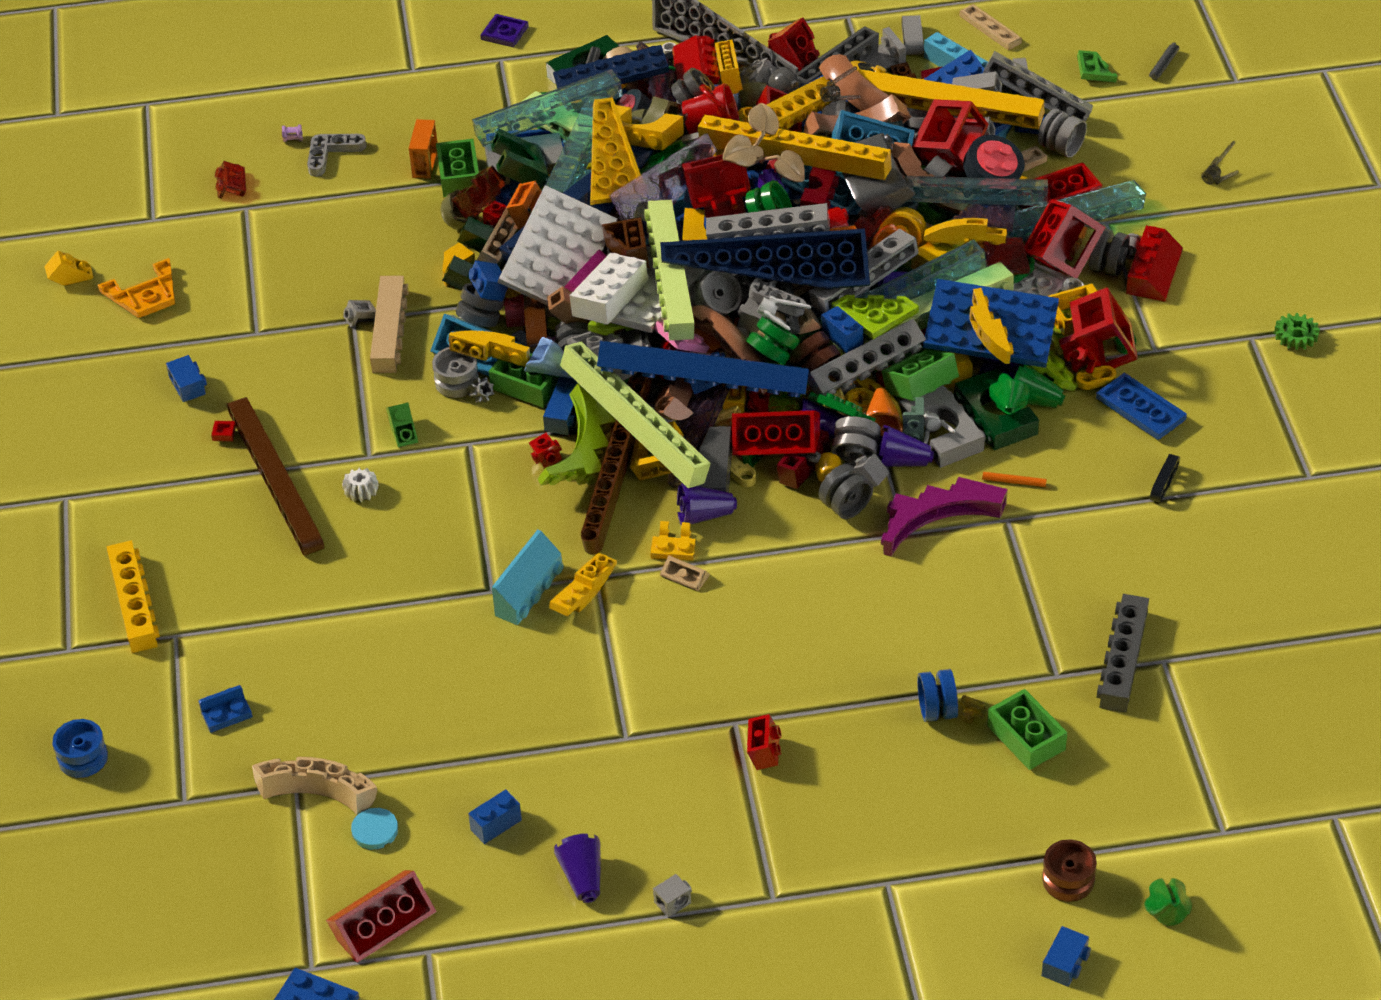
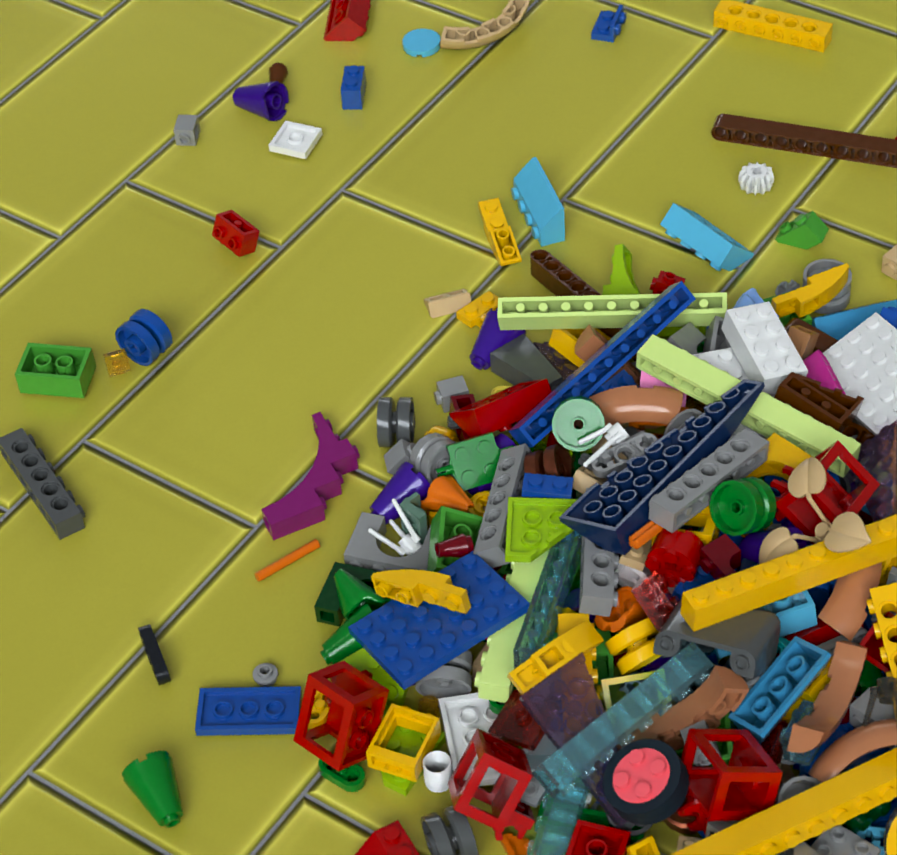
camera: 135 degrees right, 0 degrees up
(462, 469) = (704, 238): none -> medium azure slope
(531, 892) = (278, 72): none -> reddish brown cone
(602, 808) = (295, 139): none -> white plate
(777, 496) = (448, 388): none -> light grey brick
(930, 350) = (455, 546): none -> dark red cone
(1107, 421) = (268, 679): none -> light grey plate
(1242, 398) = (156, 787): none -> green cone

